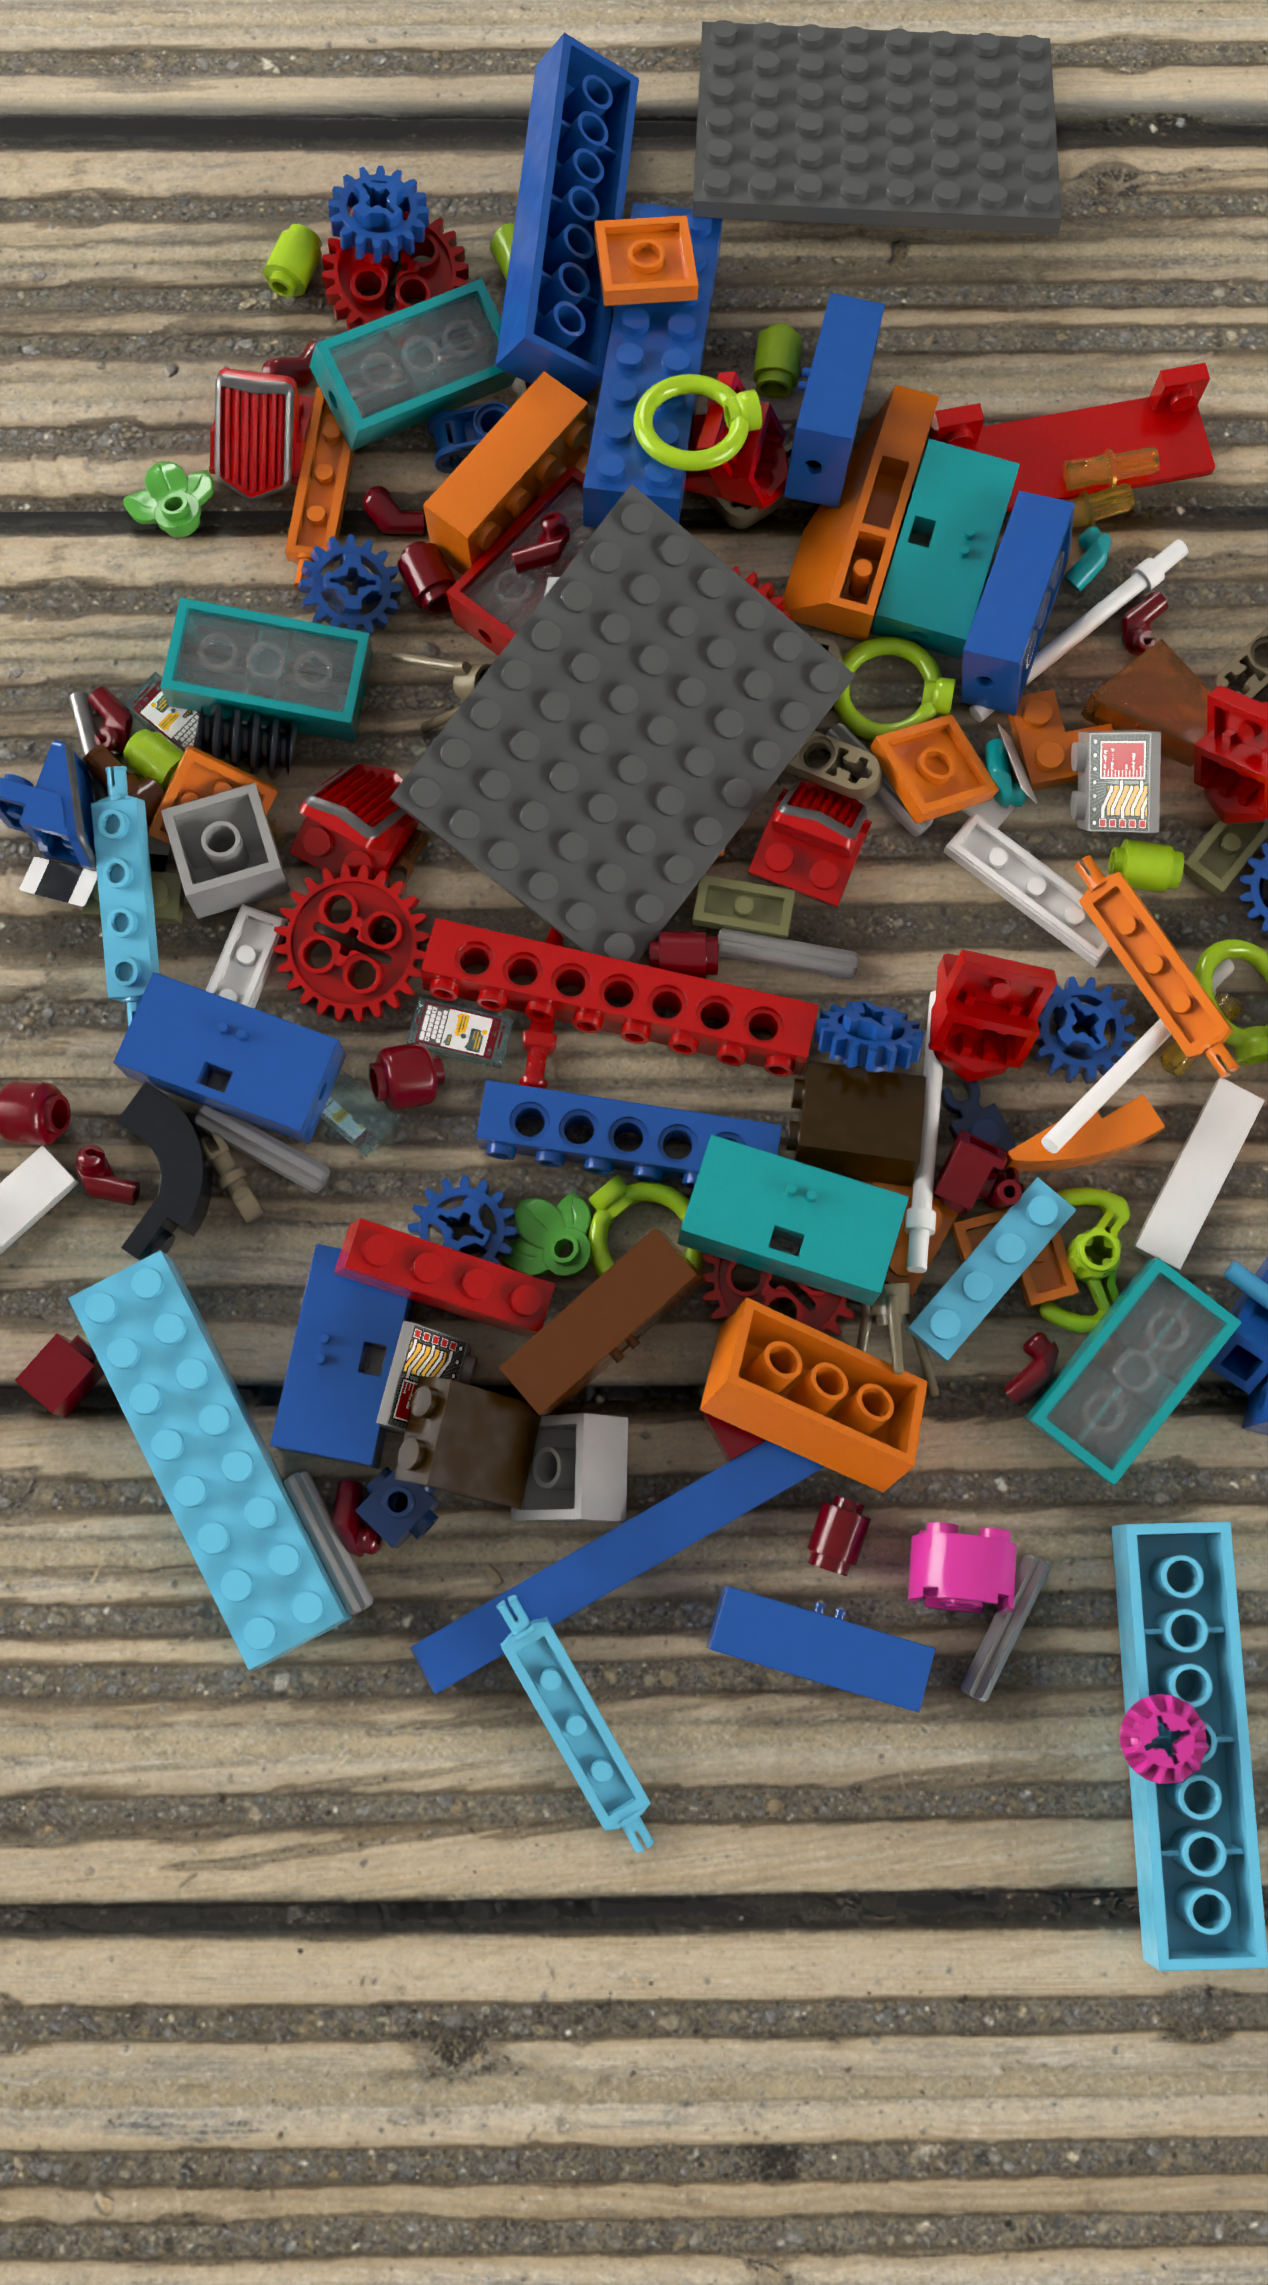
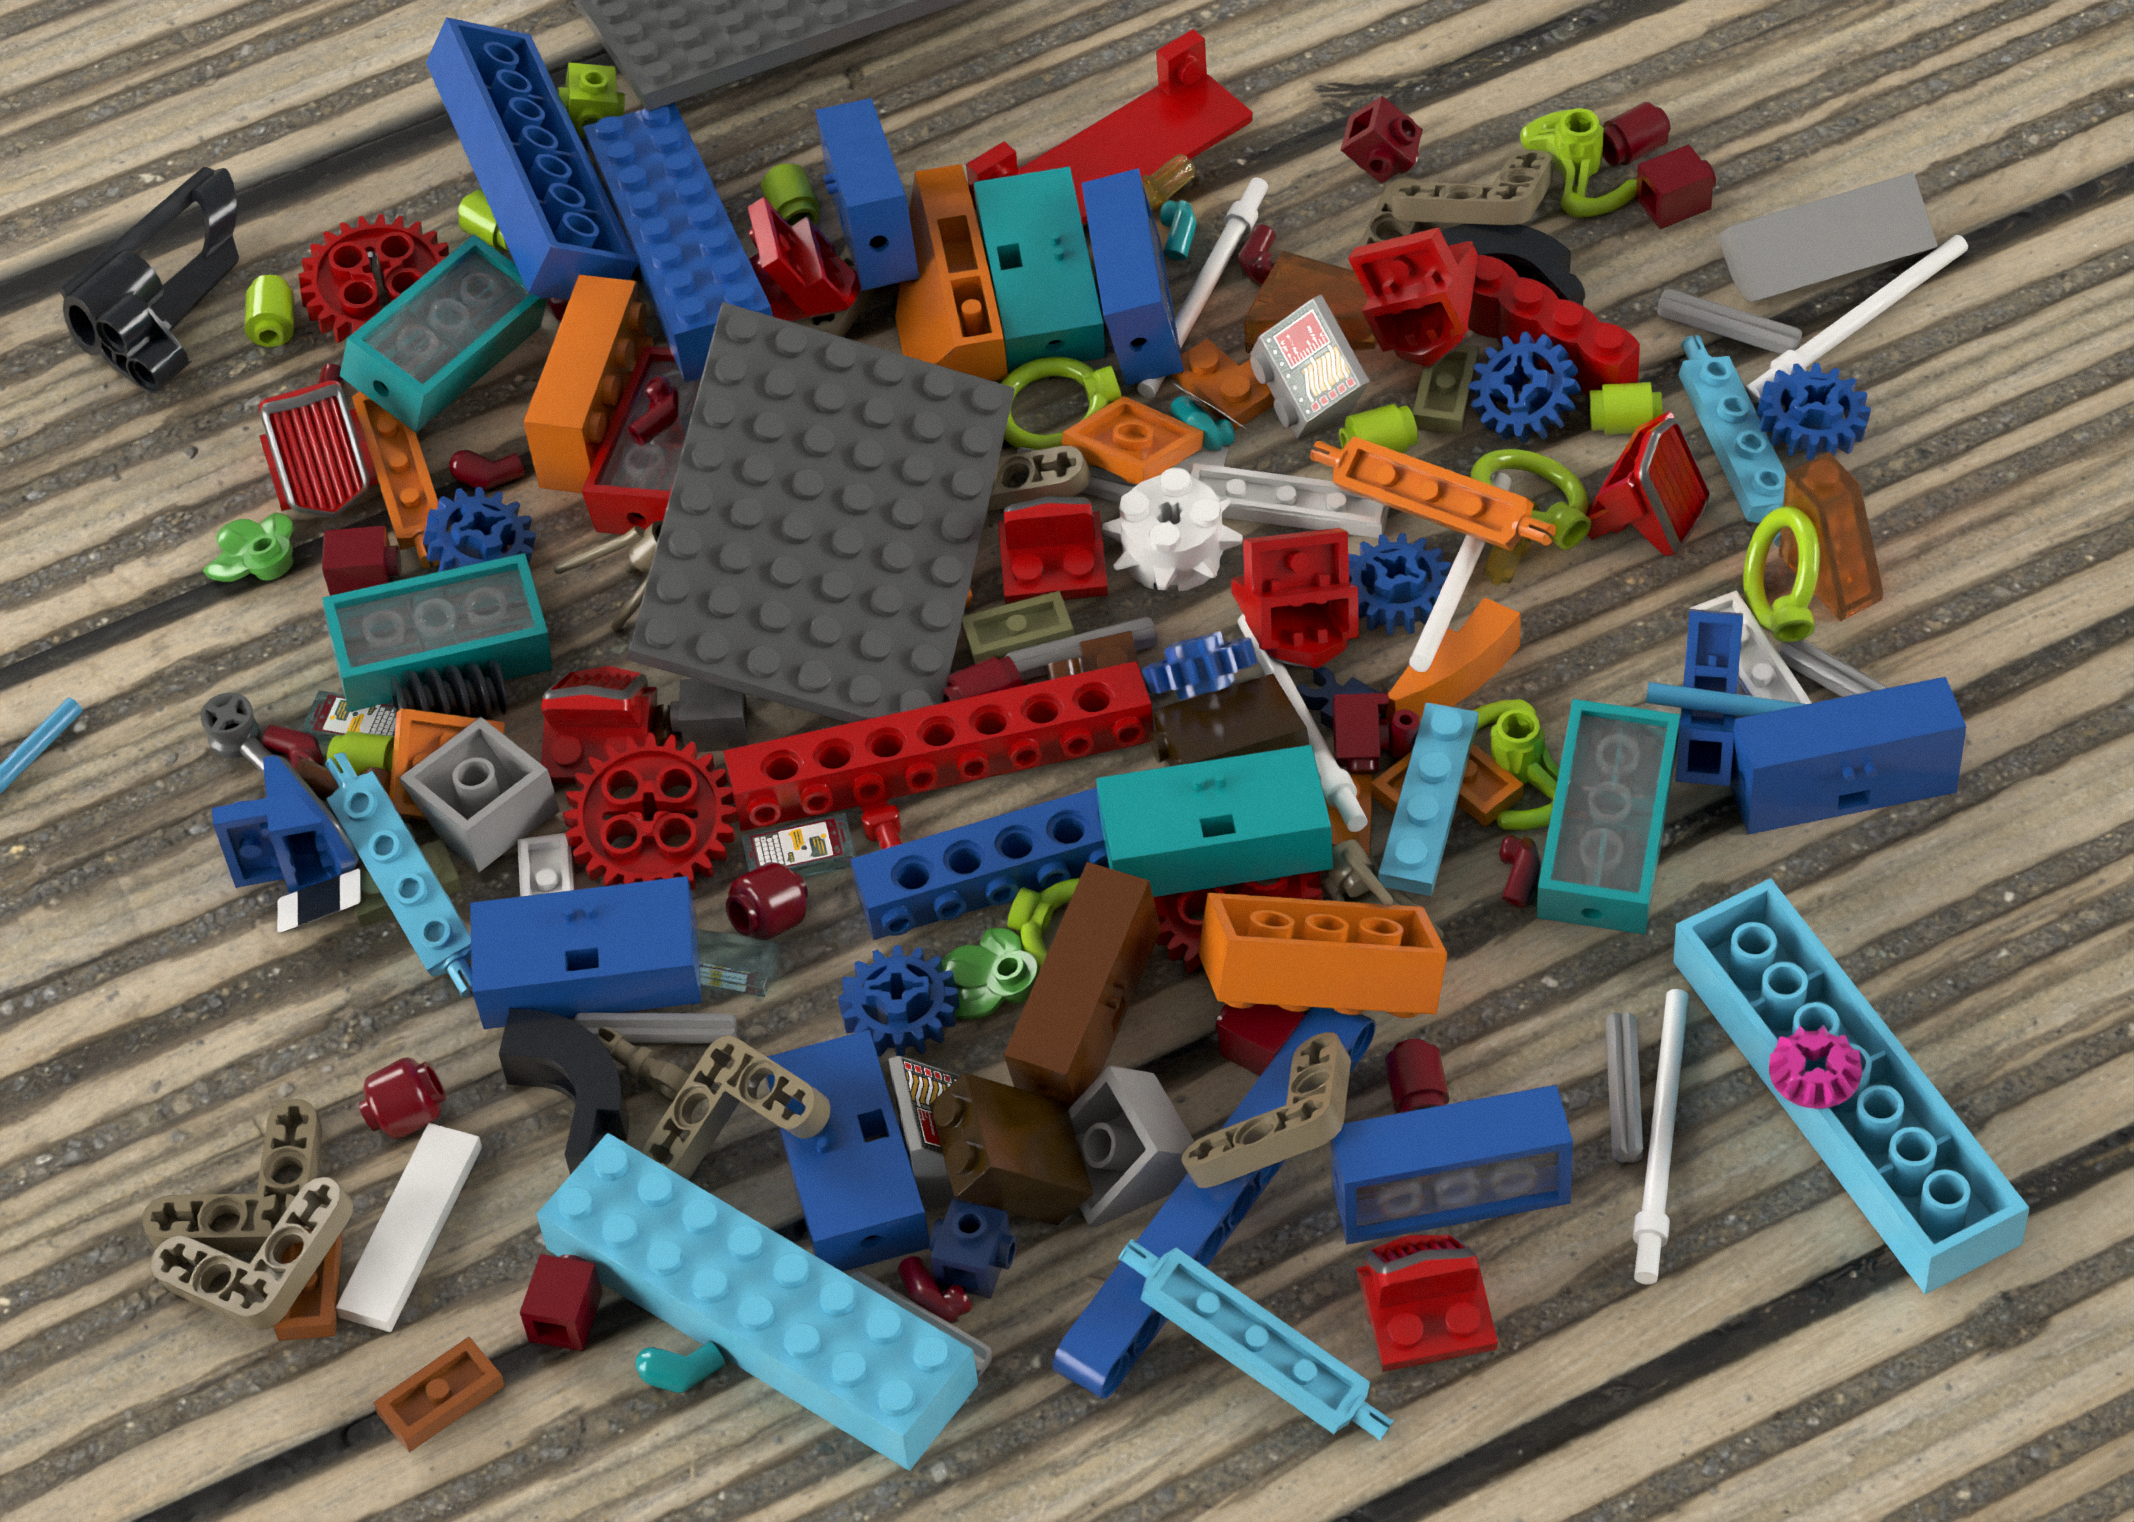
camera: 20 degrees left, 25 degrees down
(64, 659) = (229, 724): none -> dark grey wheel
(100, 1180) = (504, 1129): dark red arm -> none
(120, 1484) = (675, 1371): none -> teal arm
(176, 195) = (119, 300): none -> black panel
(244, 561) = (358, 559): none -> dark red brick
(283, 1264) = (736, 1085): none -> dark tan beam
(378, 214) = (343, 228): blue gear -> none
(426, 576) = (551, 500): dark red brick -> none
(444, 1278) = (904, 1017): red brick -> none
(447, 870) = (710, 716): none -> flat silver brick
(466, 430) = (522, 372): blue piece -> none
(646, 260) = (627, 152): orange plate -> none
(658, 171) = (591, 94): none -> lime brick
(710, 1558) = (1307, 1121): none -> dark tan beam
(736, 1745) = (1425, 1301): none -> red piece
(741, 415) = (788, 221): lime piece -> none
(796, 978) = (1097, 654): none -> reddish brown plate
(925, 854) = (1171, 531): none -> white brick
(955, 1774) = (1651, 1223): none -> white bar
(962, 1569) = (1550, 1039): dark pink brick -> none
(1109, 468) = (1157, 145): clear yellow axle -> none
(1198, 1174) = (1577, 639): white tile -> none

